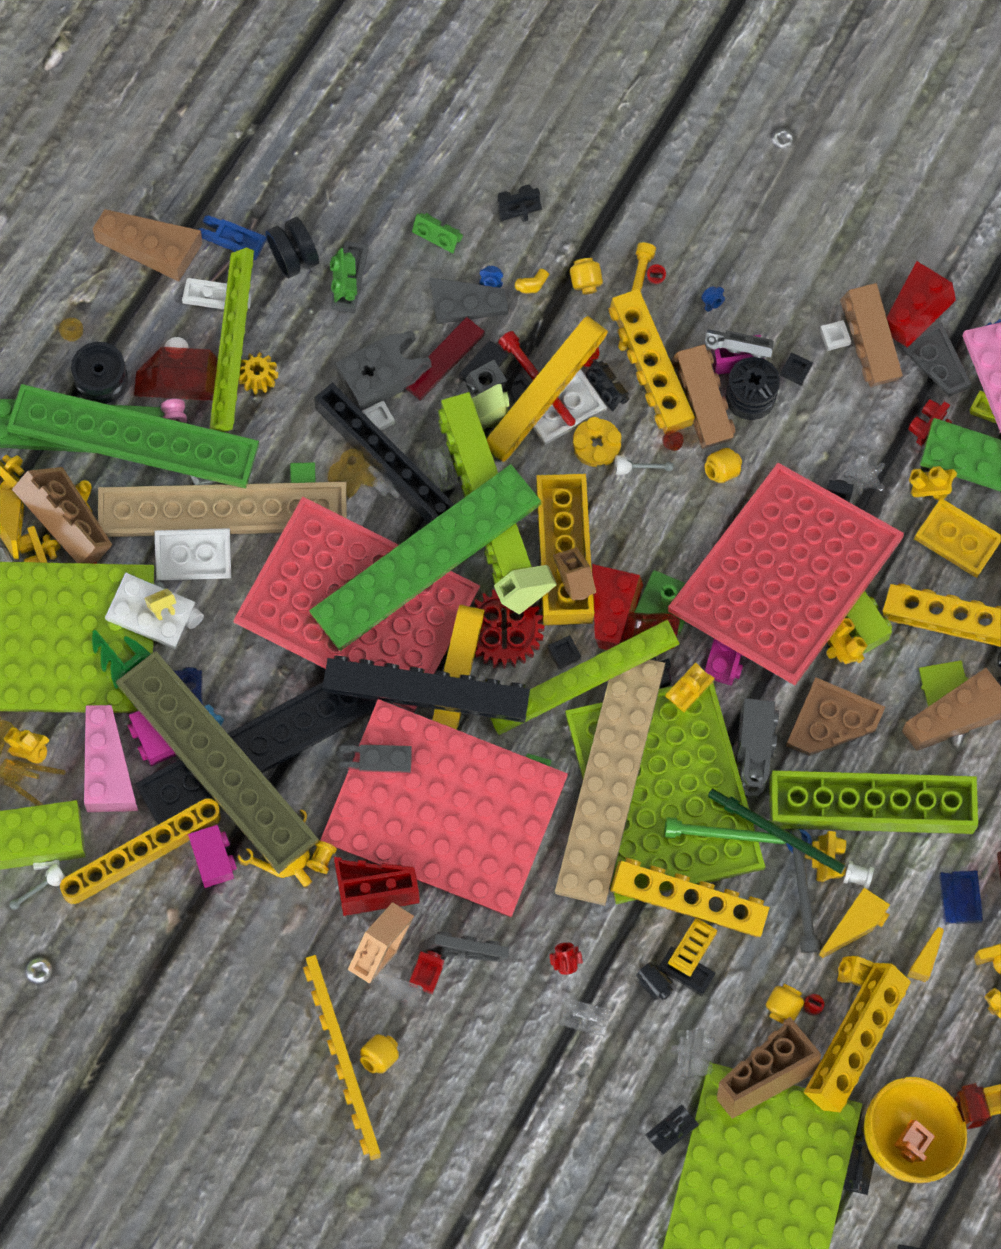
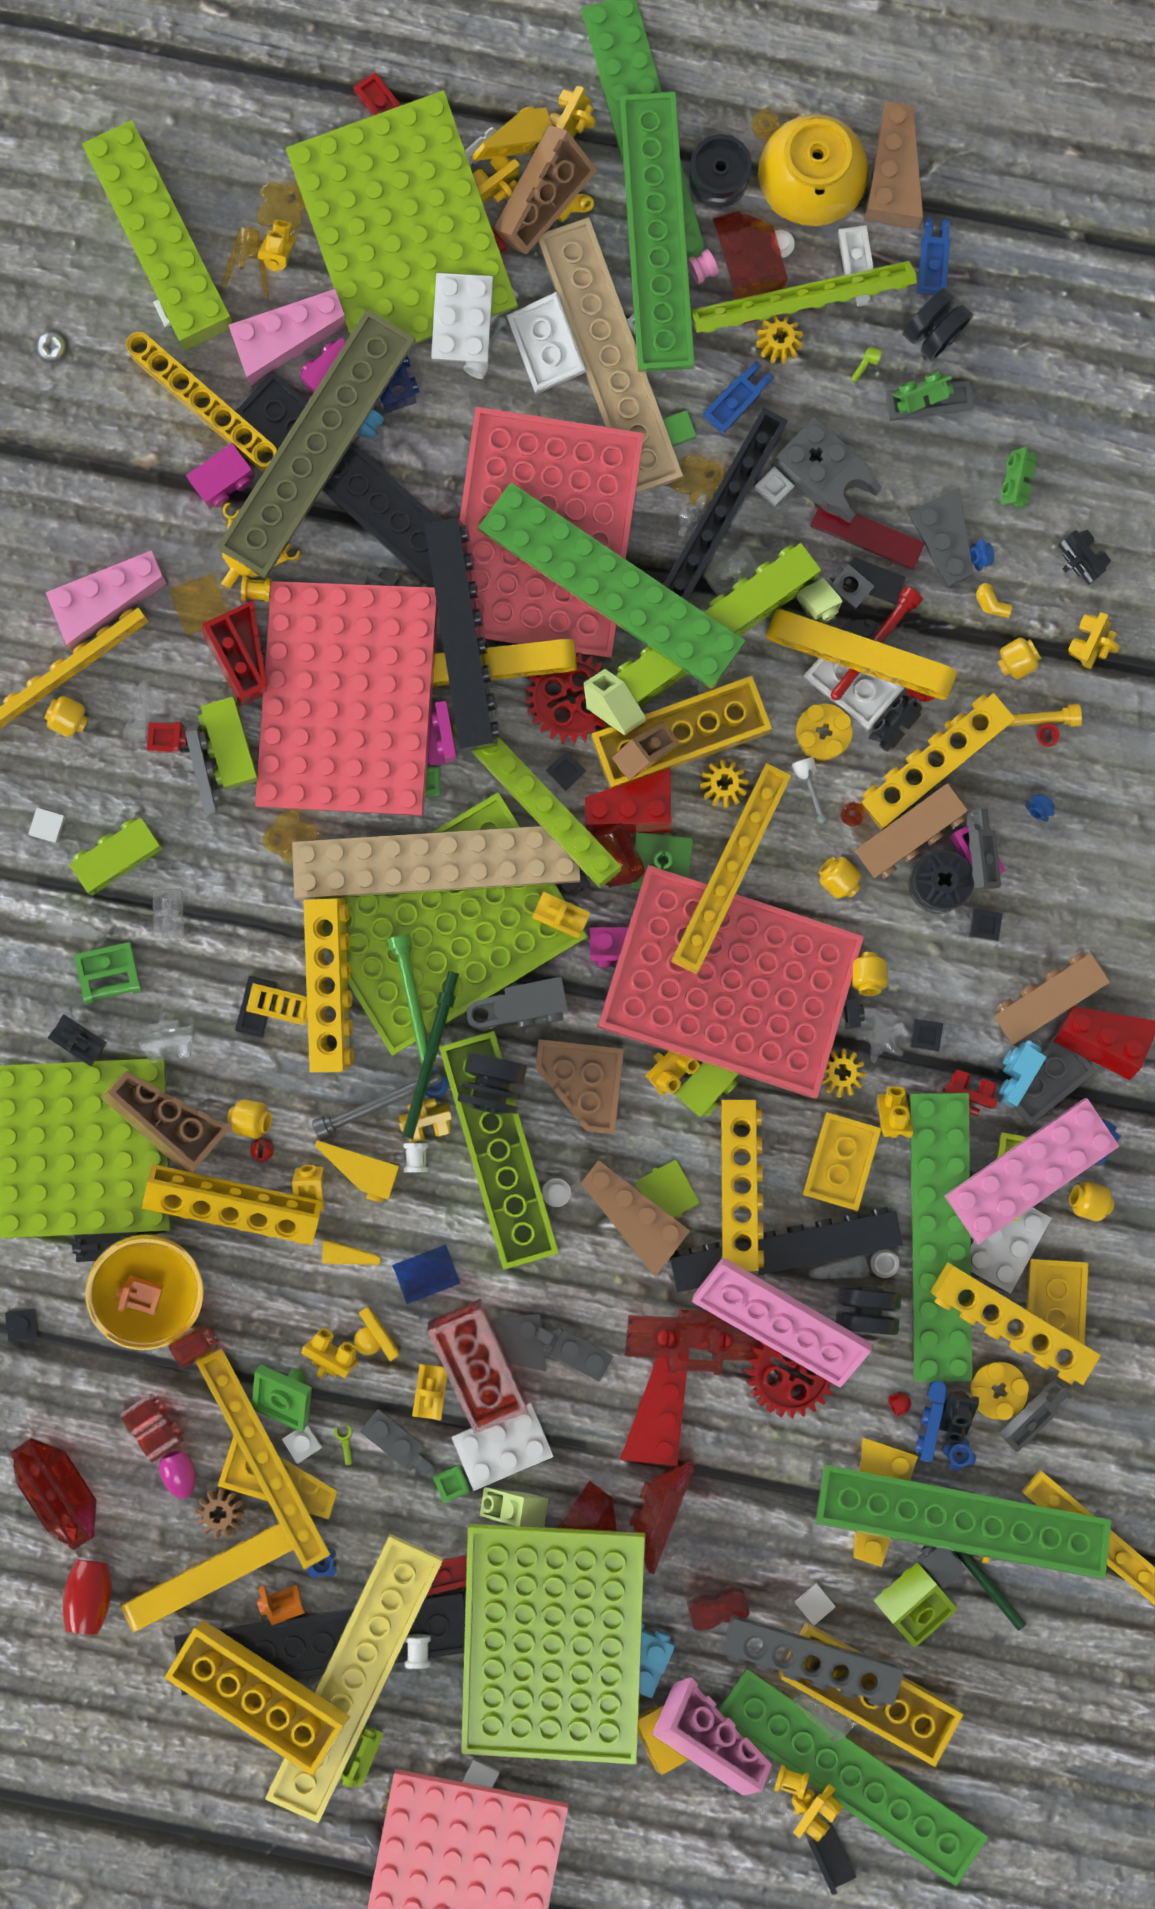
camera: 70 degrees right, 15 degrees up
(53, 877) = (149, 325): hinge -> none
(118, 668) = (388, 307): green piece -> none
(129, 316) = (791, 173): none -> yellow piece
(159, 601) = (468, 322): light yellow tile -> none
(285, 996) = (103, 596): none -> bright pink wedge
(295, 311) = (871, 356): none -> lime hand
(295, 422) = (736, 399): none -> blue hinge
(316, 912) = (197, 603): none -> clear yellow piece
(379, 758) = (370, 610): dark grey hinge -> none
(380, 942) = (173, 677): light nougat window -> none
(451, 917) = (228, 744): none -> lime brick
(469, 1102) = (46, 825): none -> white tile
(505, 737) = (441, 740): none -> dark pink bracket
(517, 1048) = (115, 855): none -> lime brick
(545, 895) = (291, 830): none -> clear yellow plate
(566, 958) = (226, 876): red gear -> none
(580, 211) = (1098, 629): none -> yellow hips
(606, 530) = (732, 789): none -> yellow gear
(610, 1084) = (107, 963): none -> bright green plate
(655, 981) = (231, 976): black brick -> none
(692, 542) = (731, 868): none -> yellow plate
(811, 466) = (869, 974): none -> yellow head
(821, 778) = (492, 1083): none -> black wheel
(835, 335) = (1041, 956): white plate -> none
(873, 441) = (926, 1035): none -> black plate
(889, 506) = (849, 1066): none -> yellow gear
(920, 766) = (556, 1192): none -> white plate
(925, 373) = (1022, 1066): none -> medium azure plate

